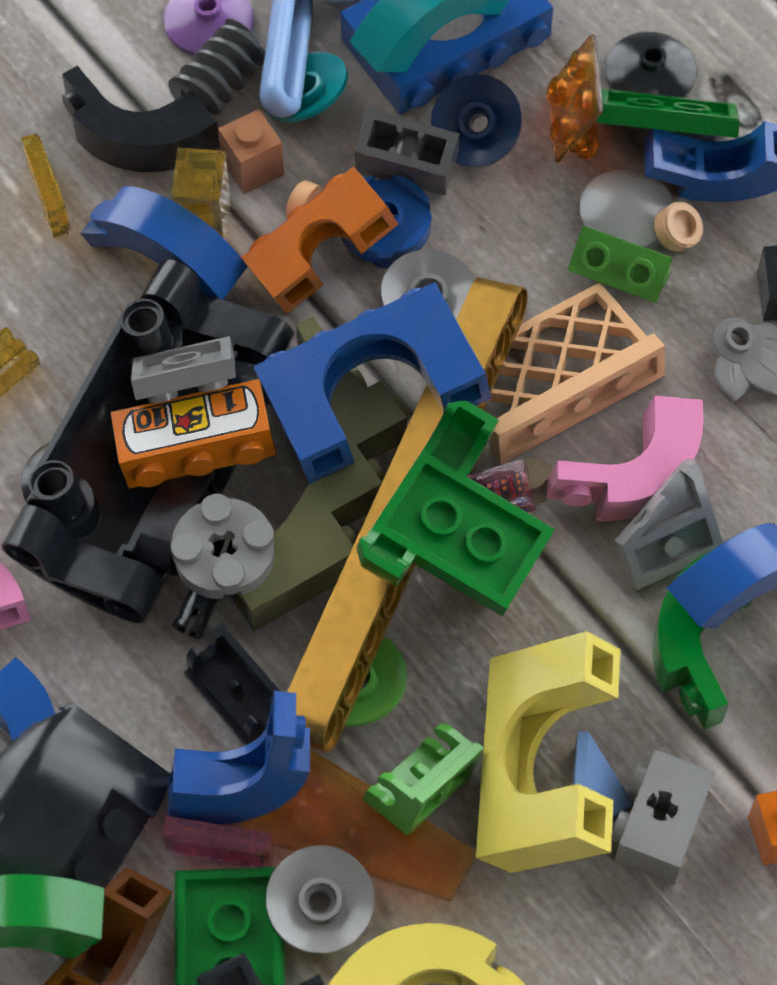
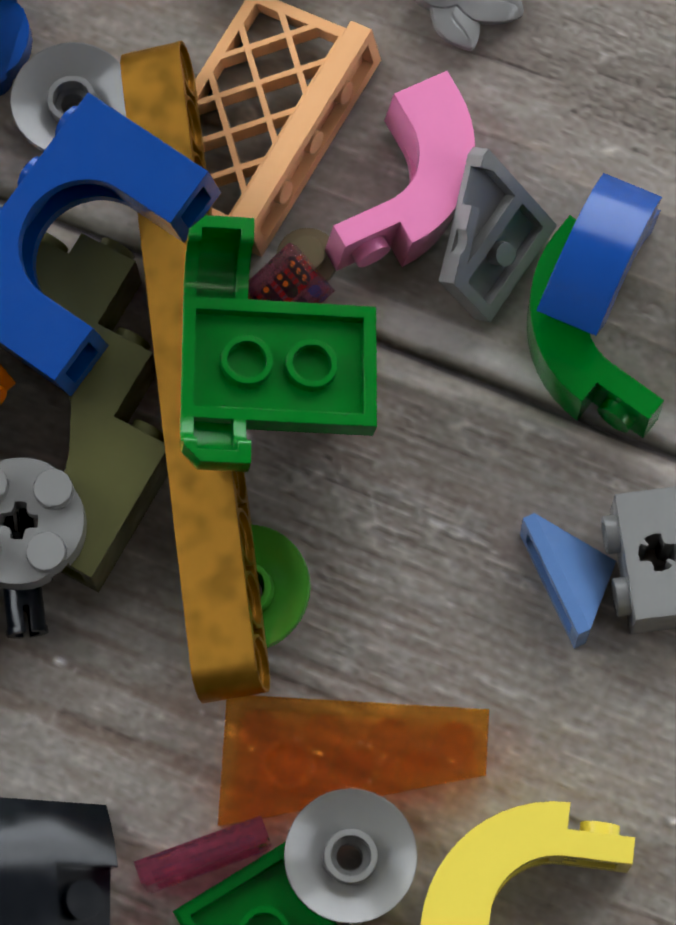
camera: 25 degrees left, 10 degrees up
(232, 684) = (120, 670): black hinge -> none
(245, 780) = (194, 771): blue arch -> none
(424, 779) = (385, 661): bright green hinge -> none
(524, 699) = (444, 514): light yellow arch -> none

